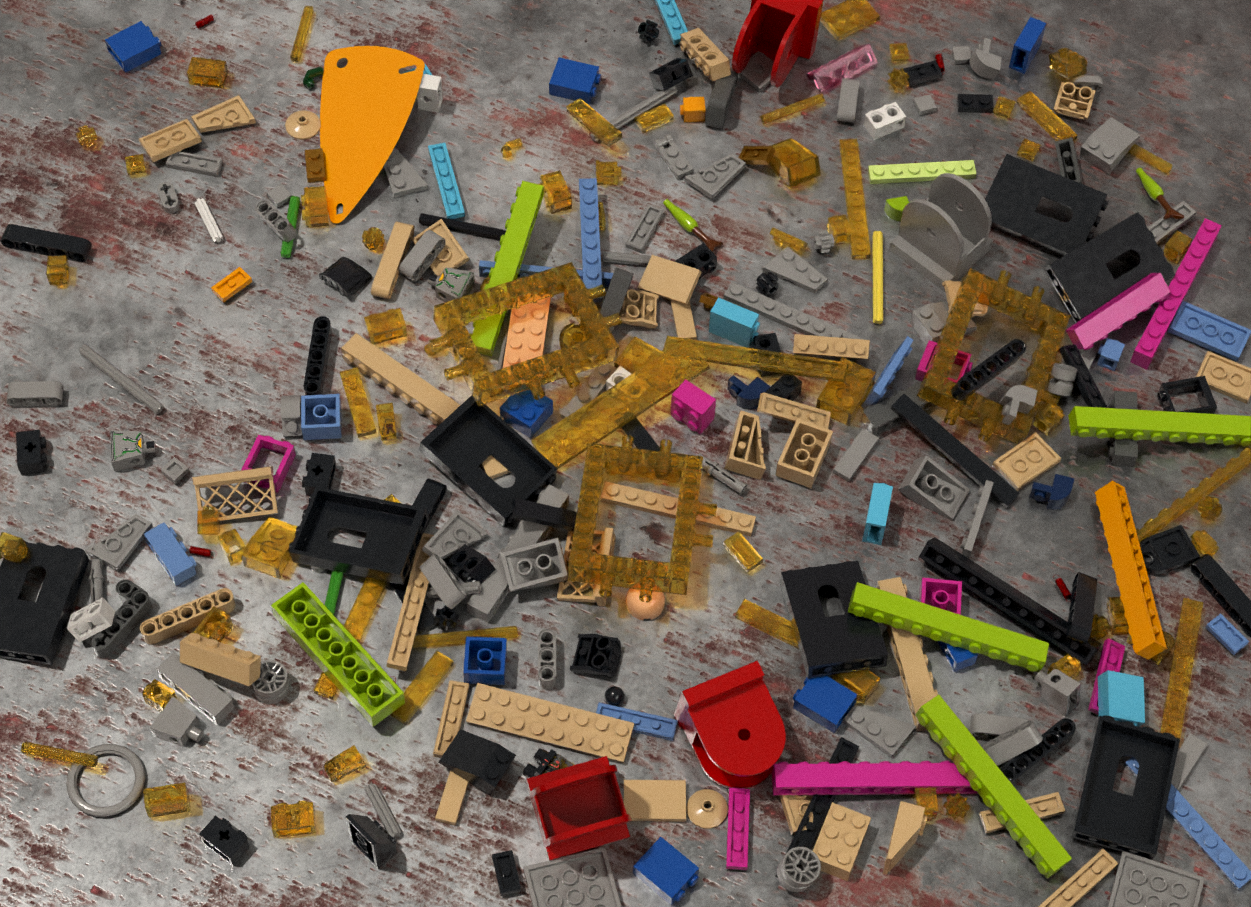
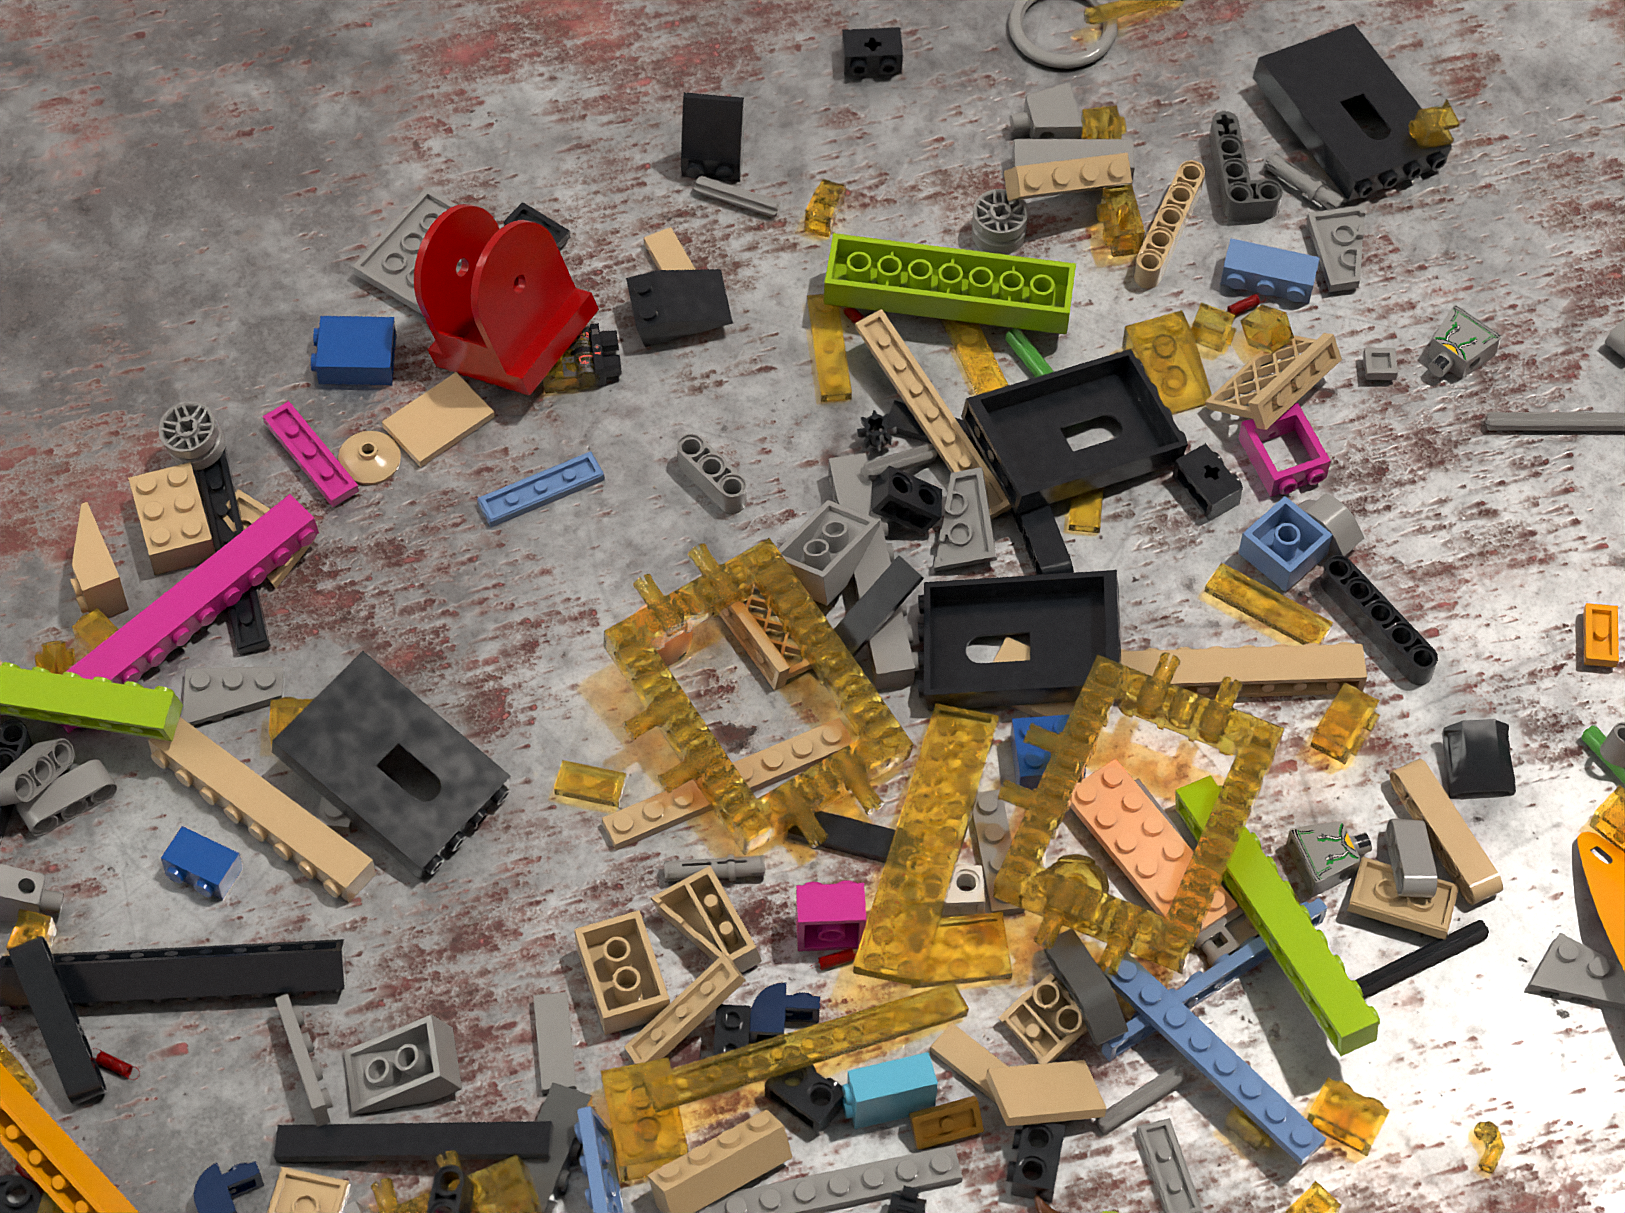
camera: 140 degrees right, 0 degrees up
(30, 452) = (1562, 259): black brick -> none
(91, 619) = (1262, 133): white brick -> none
(166, 800) = (972, 37): clear yellow brick -> none
(302, 824) = (822, 118): clear yellow brick -> none
(373, 238) = (1504, 837): clear yellow gear -> none
(386, 421) = (1203, 607): clear yellow leg -> none
(443, 581) = (901, 450): light grey beam -> none
(446, 181) = (1514, 1012): medium azure plate -> none
(451, 716) = (762, 342): tan tile -> none
(460, 636) = (835, 435): clear yellow axle -> none
(485, 660) = (779, 411): blue brick -> none
(550, 723) = (638, 410): tan plate -> none
(597, 655) = (654, 518): black slope -> none
(614, 696) = (592, 496): black piece -> none
(733, 727) = (404, 523): red piece -> none
(767, 622) = (493, 719): clear yellow plate -> none
(824, 701) = (316, 660): blue brick -> none
(877, 513) = (447, 954): medium azure brick -> none
(941, 594) = (267, 897): dark pink brick -> none
(948, 627) = (220, 846): lime brick -> none
(1099, 627) = (21, 1030): clear yellow gear -> none

